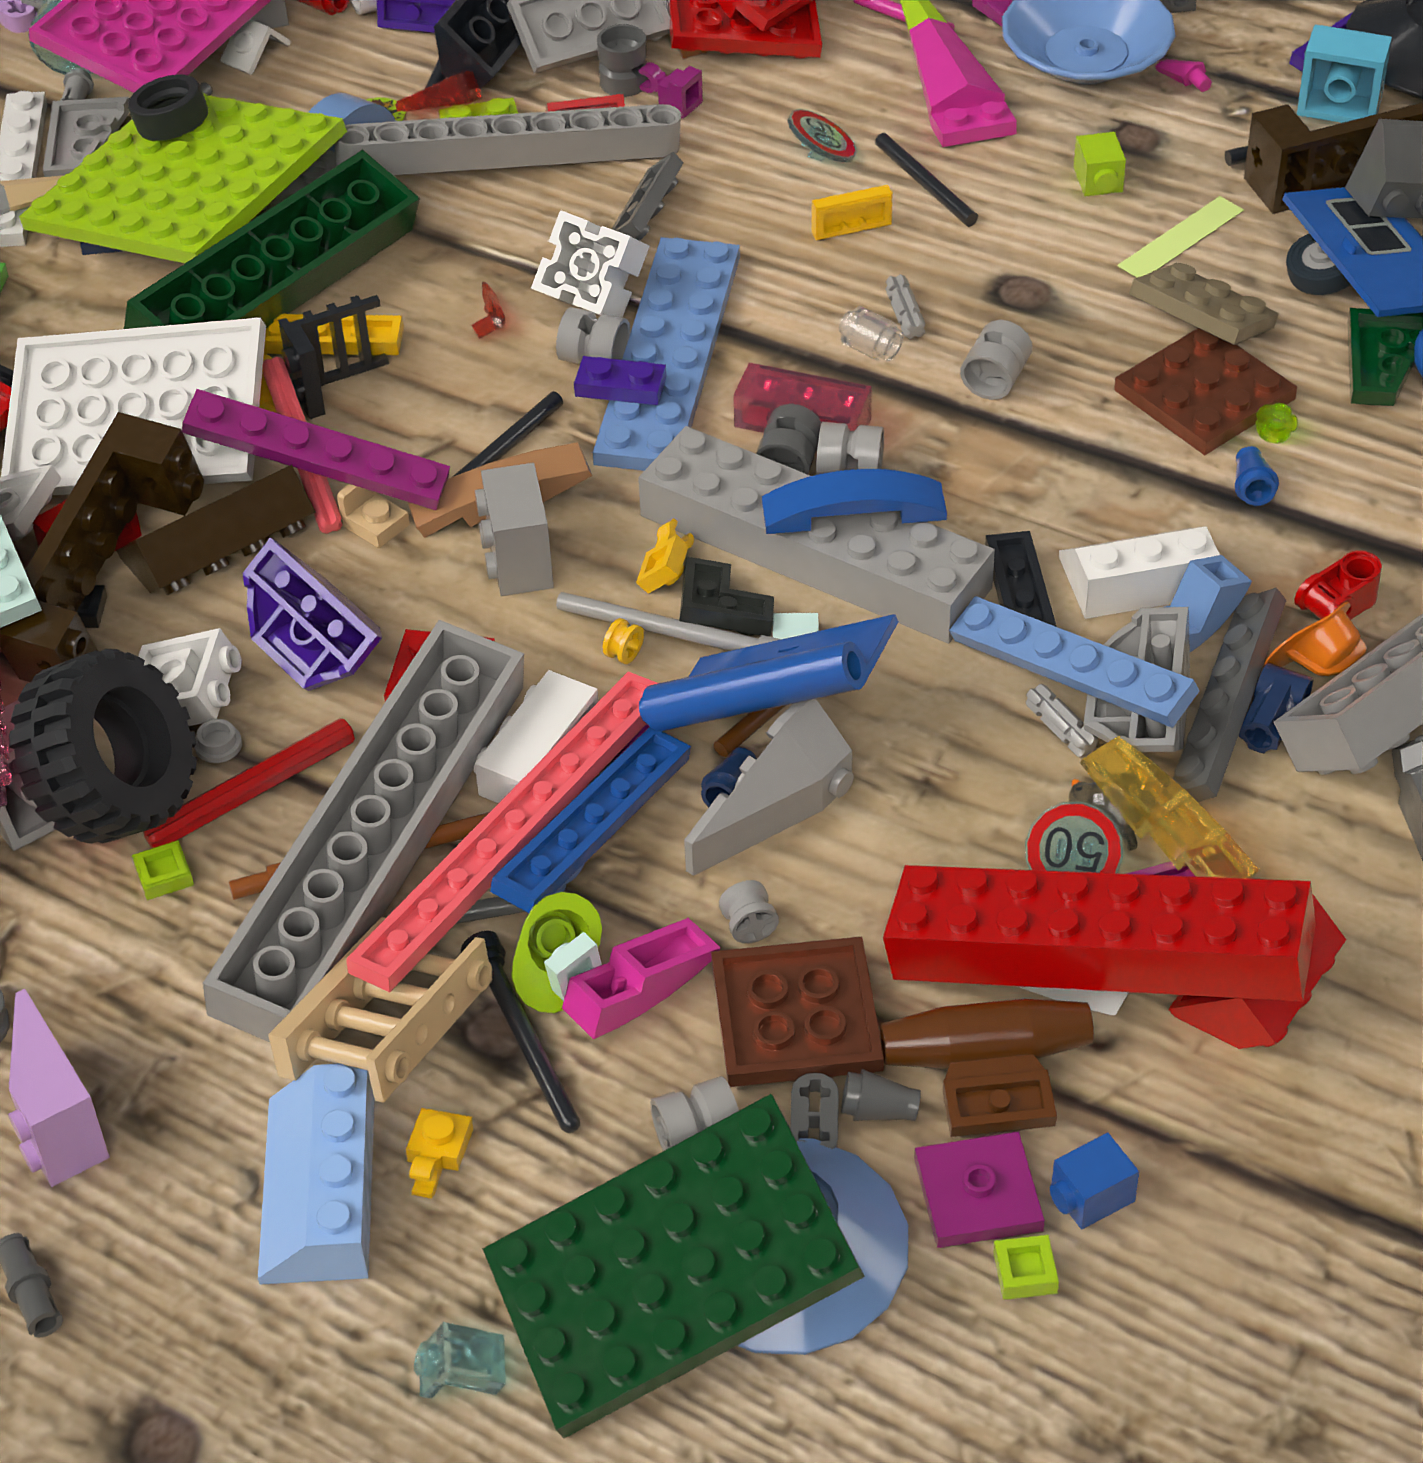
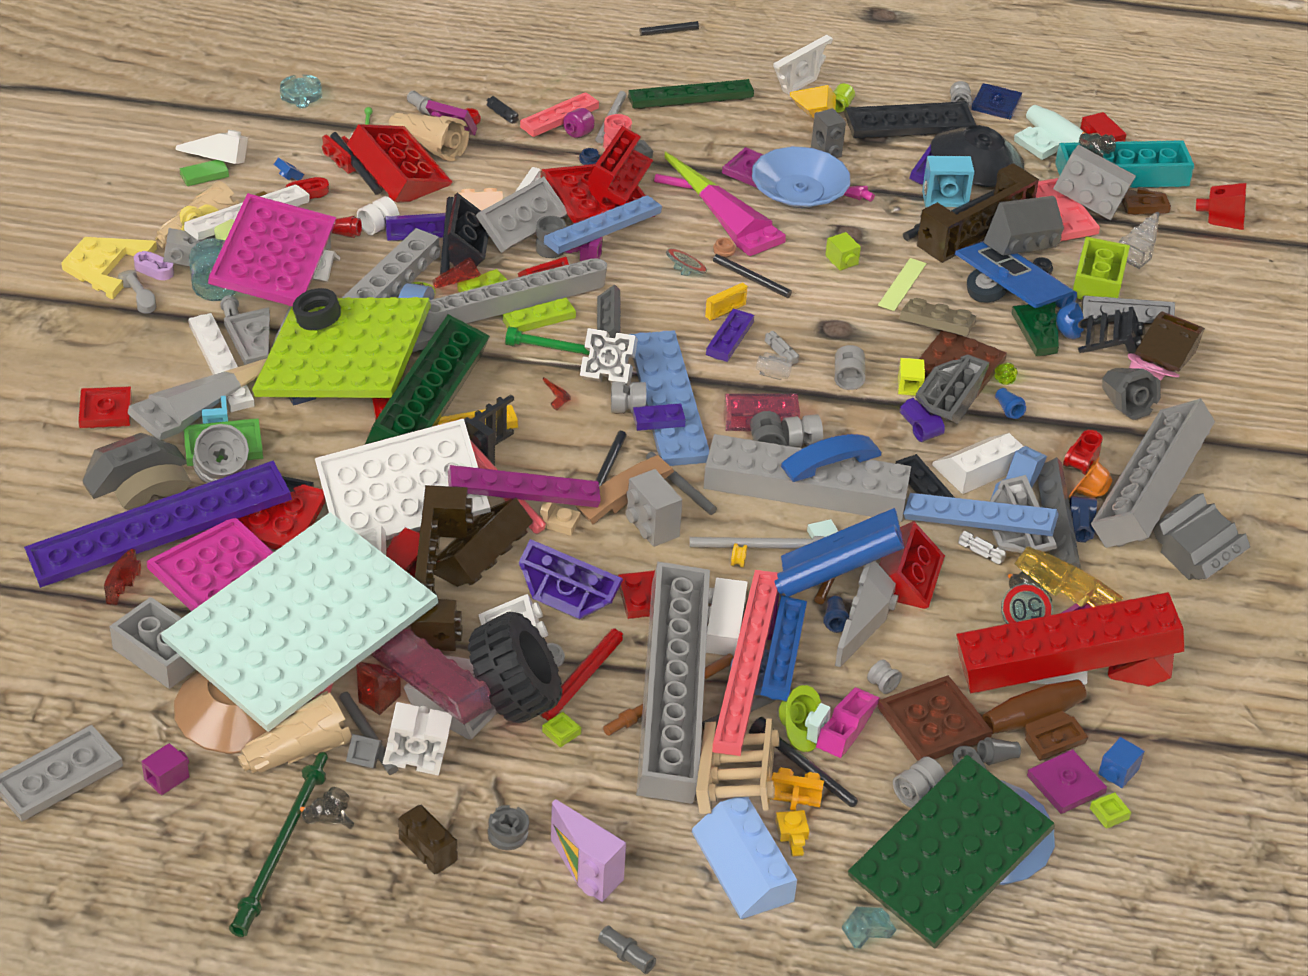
camera: 25 degrees left, 5 degrees down
(359, 69) = (398, 267): none -> light grey brick
(476, 209) = (514, 337): none -> green piece
(476, 1079) = (797, 789): none -> light orange hips
(538, 183) = (540, 315): none -> lime plate
(608, 504) = (689, 490): none -> dark grey bar
(666, 559) = (736, 508): yellow plate -> none
(709, 52) = (602, 224): none -> medium blue plate
(711, 603) = (774, 525): pearl dark grey plate -> none
(827, 269) = (730, 335): none -> dark purple plate
(903, 124) = (724, 247): none -> nougat plate
(909, 726) = (914, 567): none -> red slope
(1075, 480) = (923, 423): none -> dark purple piece
(1097, 396) = (910, 376): none -> neon yellow brick
(1154, 430) = (952, 387): none -> dark grey wedge

